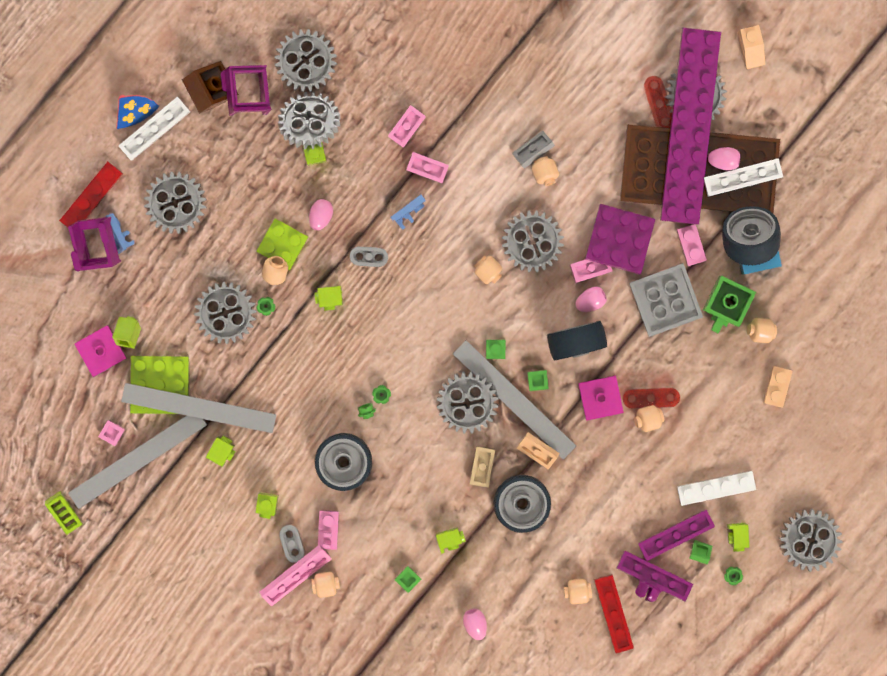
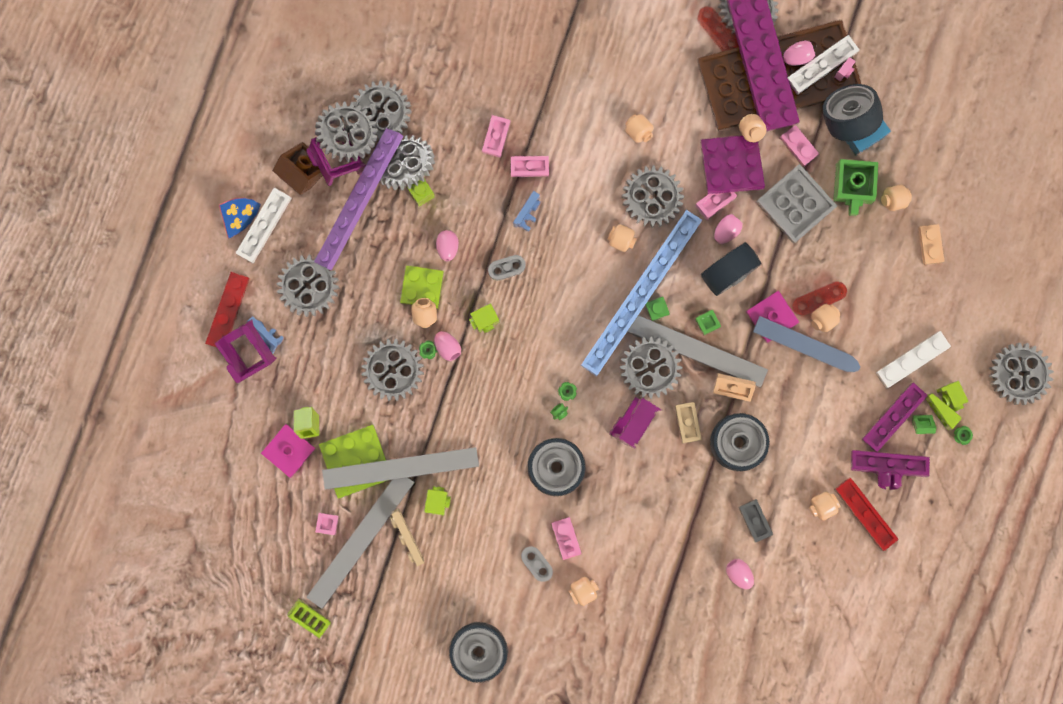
camera: 20 degrees left, 5 degrees down
(180, 474) = (406, 537): none -> tan plate
(205, 618) = (469, 665): none -> light grey wheel
(247, 69) = (363, 127): none -> light grey gear
(253, 140) = (358, 199): none -> medium lavender plate
(266, 505) = (499, 536): lime brick -> none
(284, 309) = (447, 346): none -> bright pink animal
(295, 575) = (551, 593): bright pink plate -> none
(408, 579) = (659, 556): bright green plate -> none
(432, 448) = (634, 422): none -> magenta piece
(450, 539) = (685, 502): lime brick -> none
(486, 329) = (641, 293): none -> light blue plate
(509, 580) = (755, 520): none -> dark grey plate
(533, 149) = (620, 113): light grey plate -> none
(621, 437) = (806, 345): none -> sand blue piece
(651, 213) = (752, 128): none -> light nougat head
(724, 550) = (946, 415): none -> lime slope
(762, 191) = (846, 69): none -> bright pink plate

